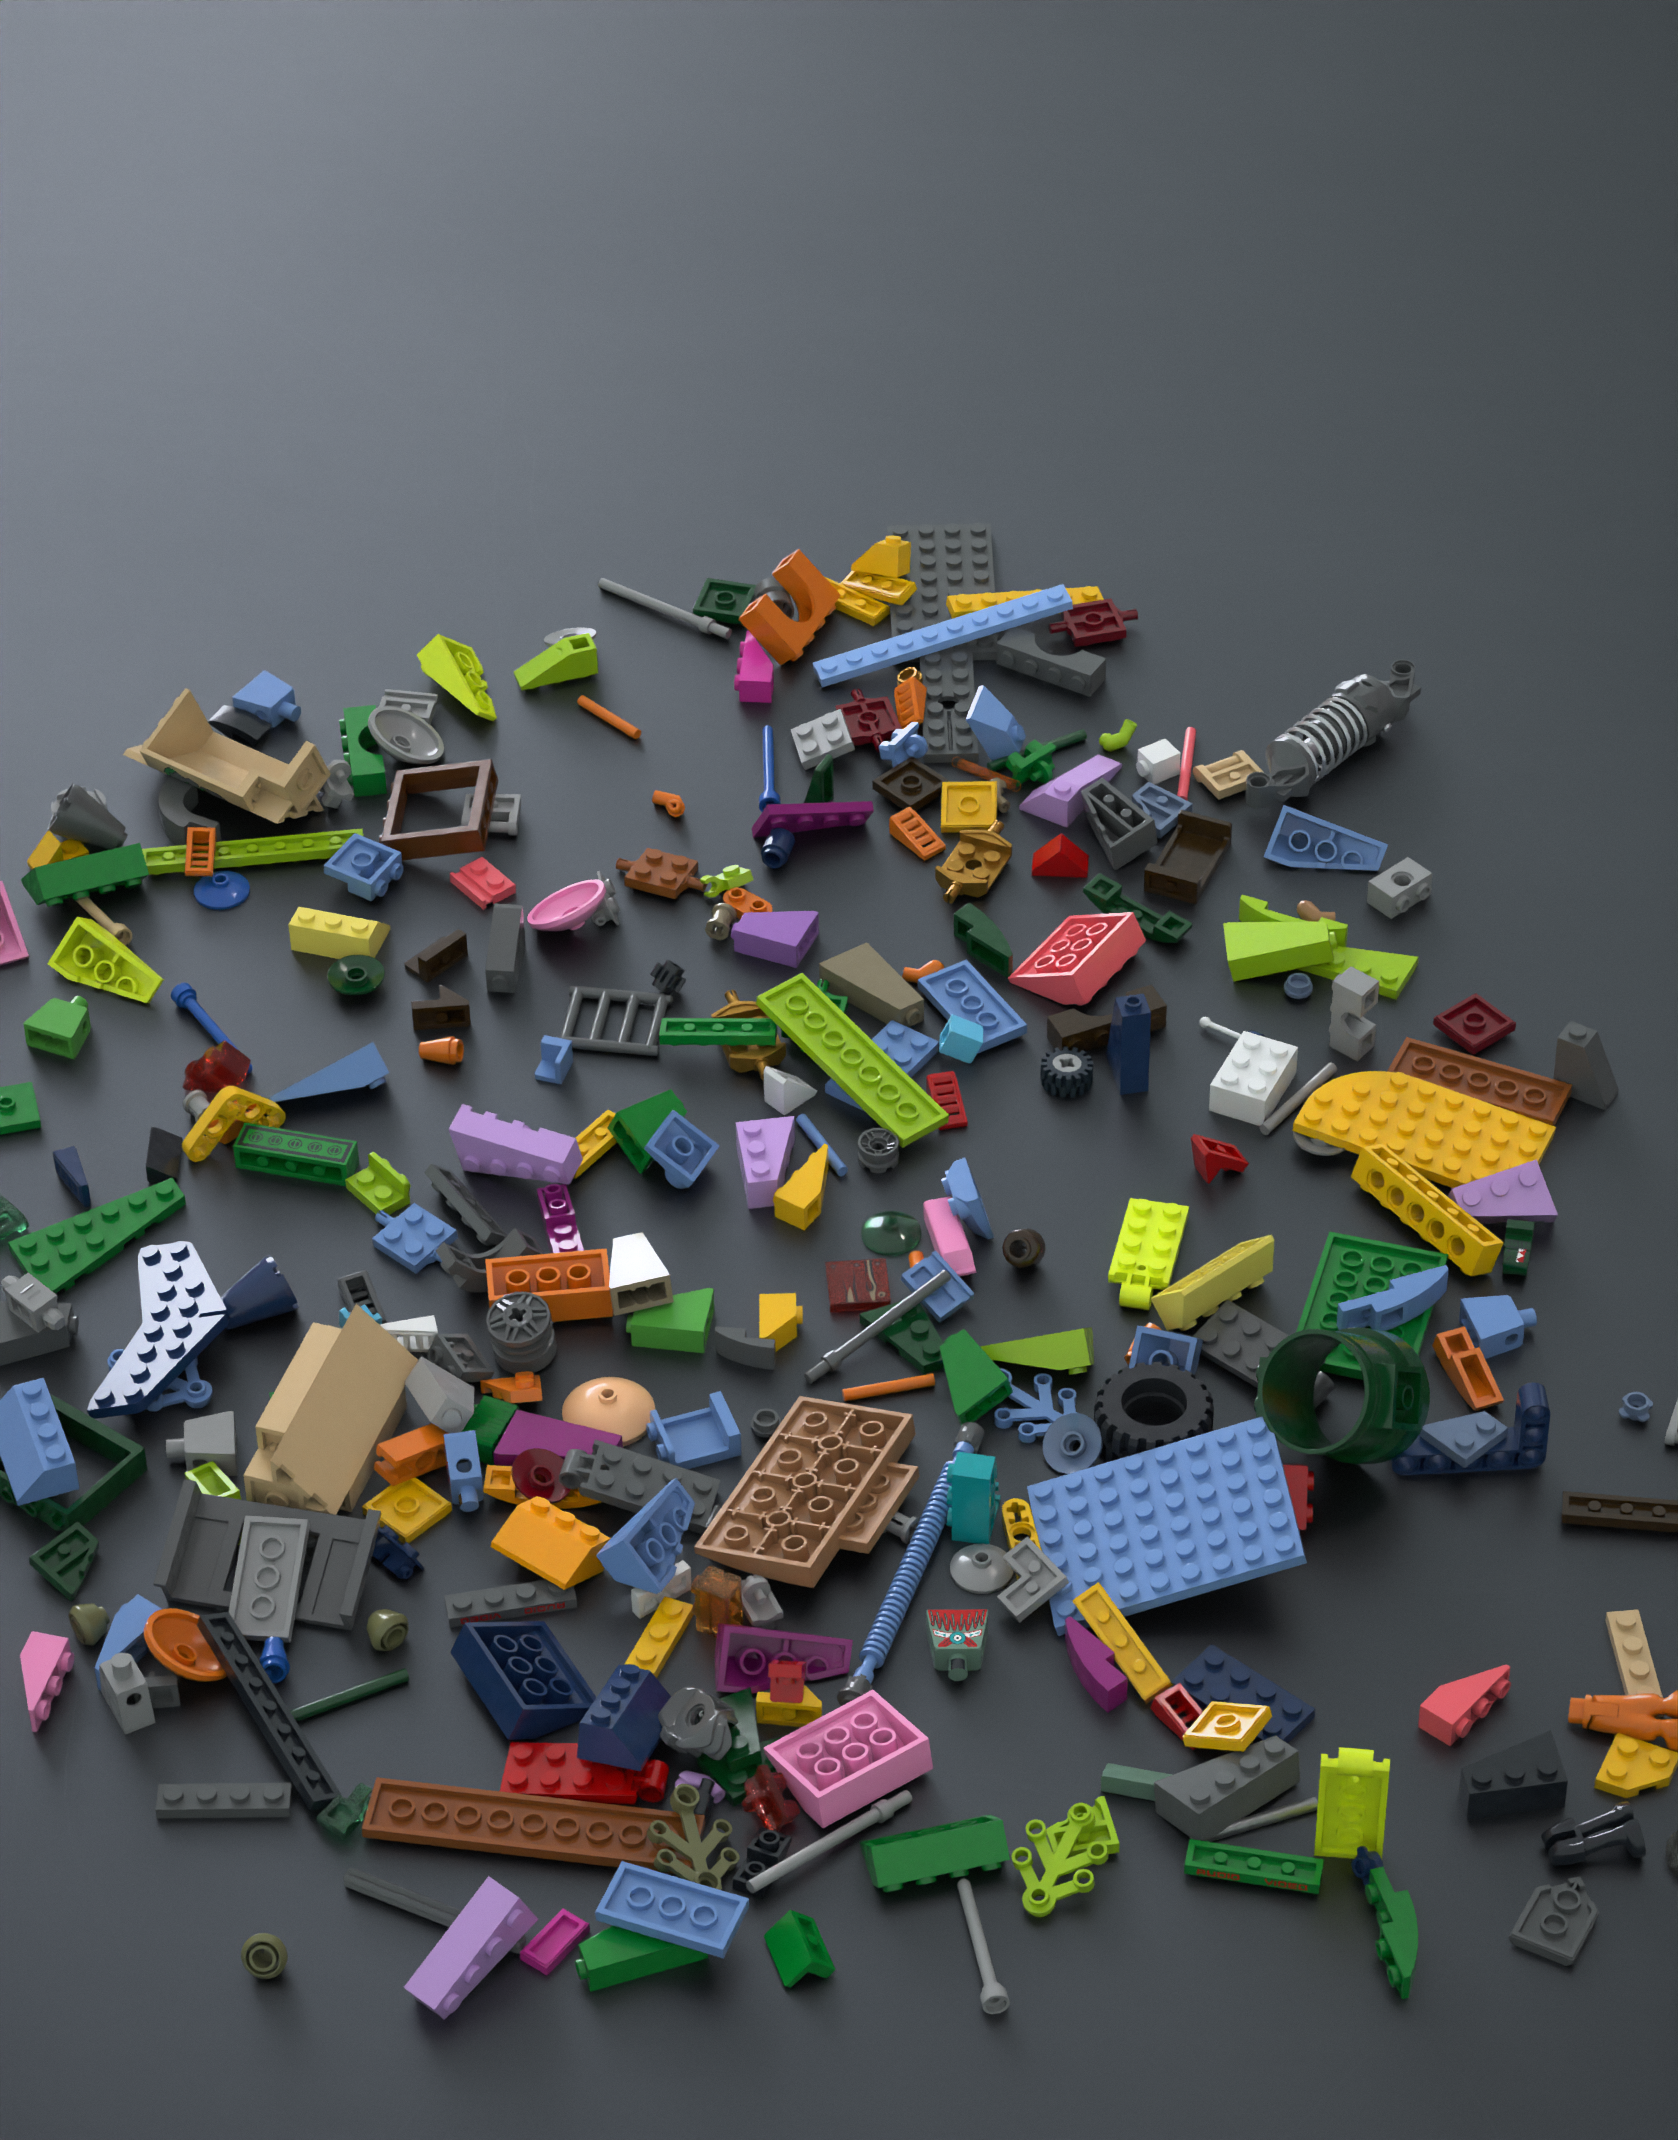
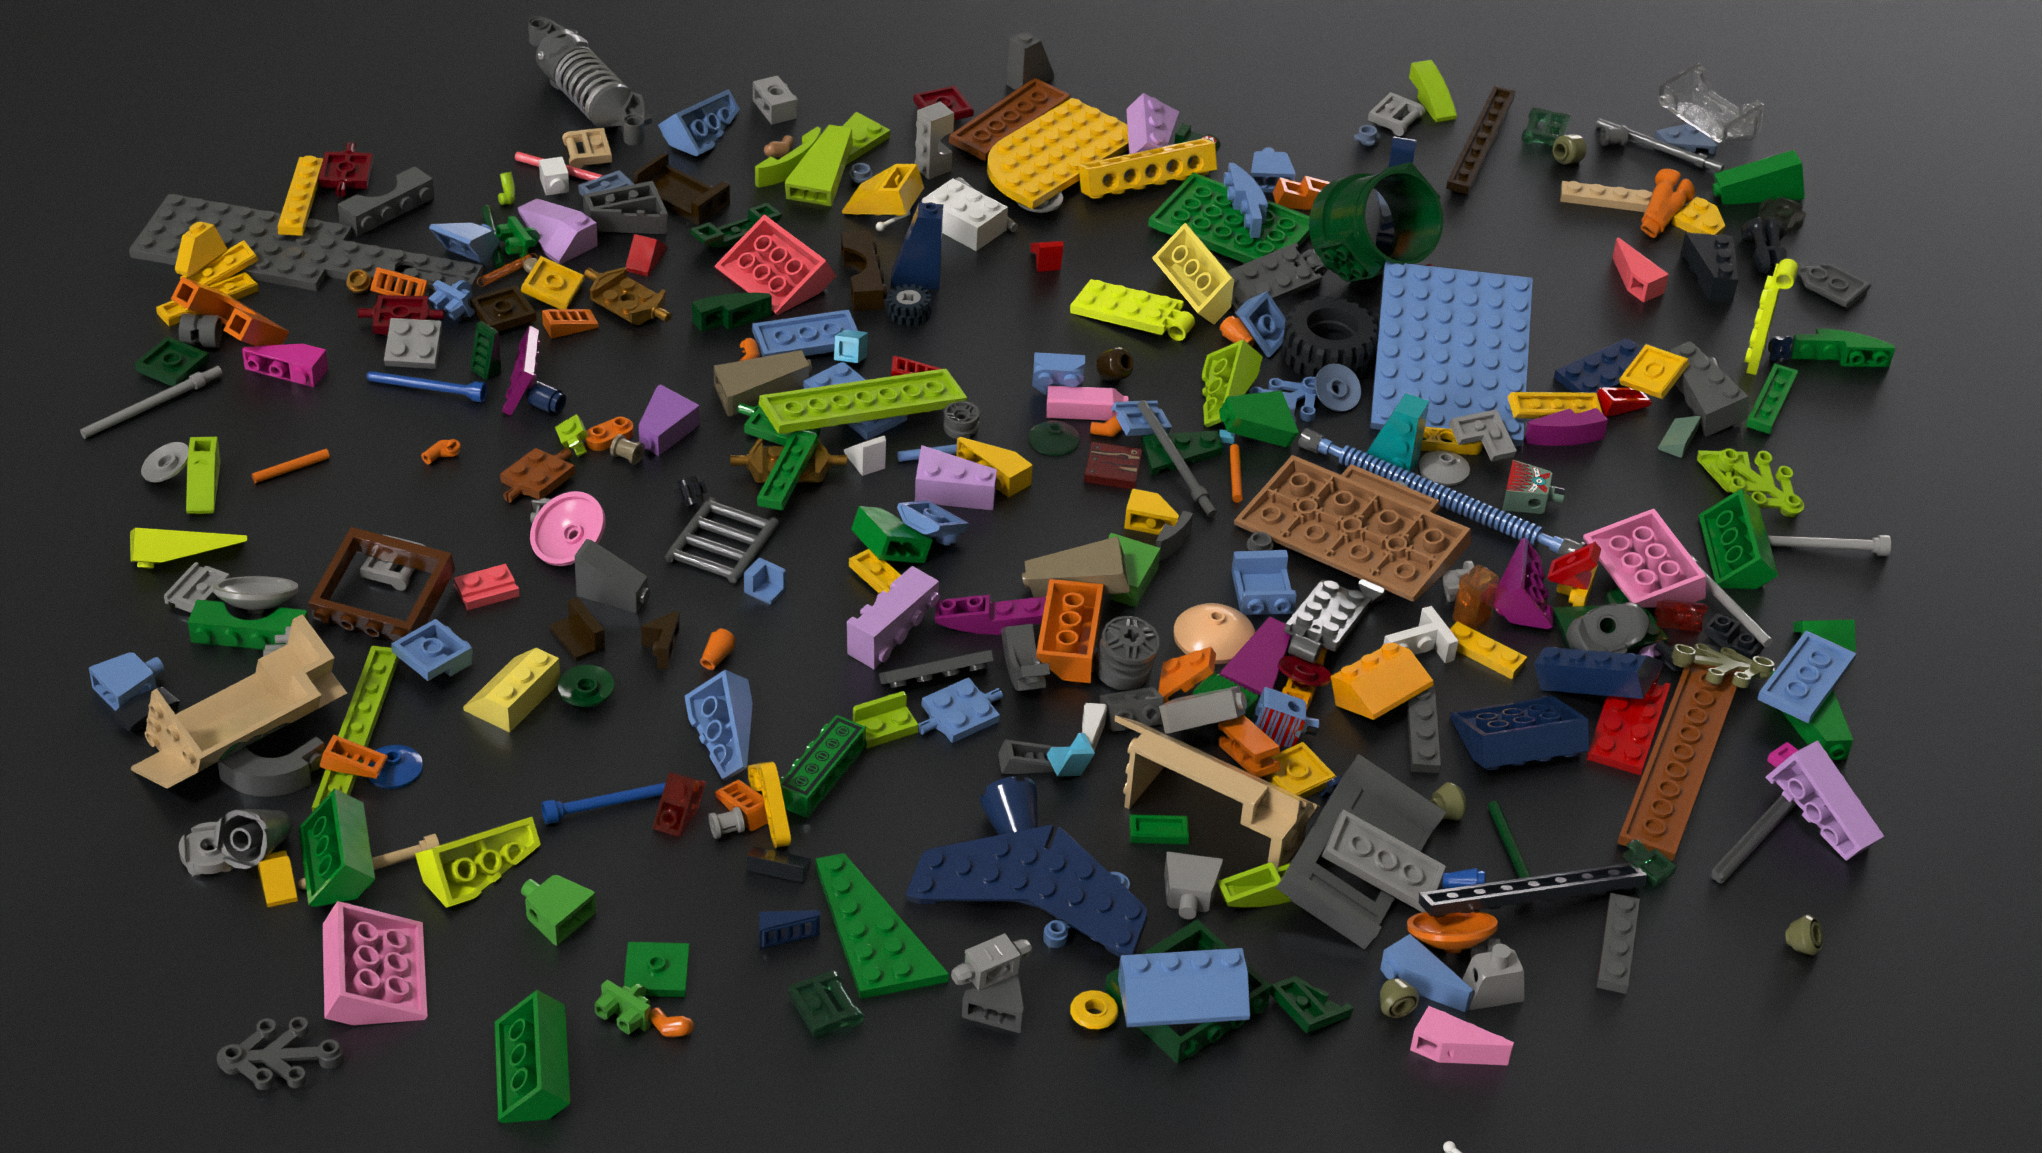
camera: 80 degrees left, 0 degrees up
(648, 1544) = (1417, 619): medium blue wedge -> none
(942, 635) = (323, 246): light blue plate -> none
(1245, 1008) = (887, 192): none -> yellow slope

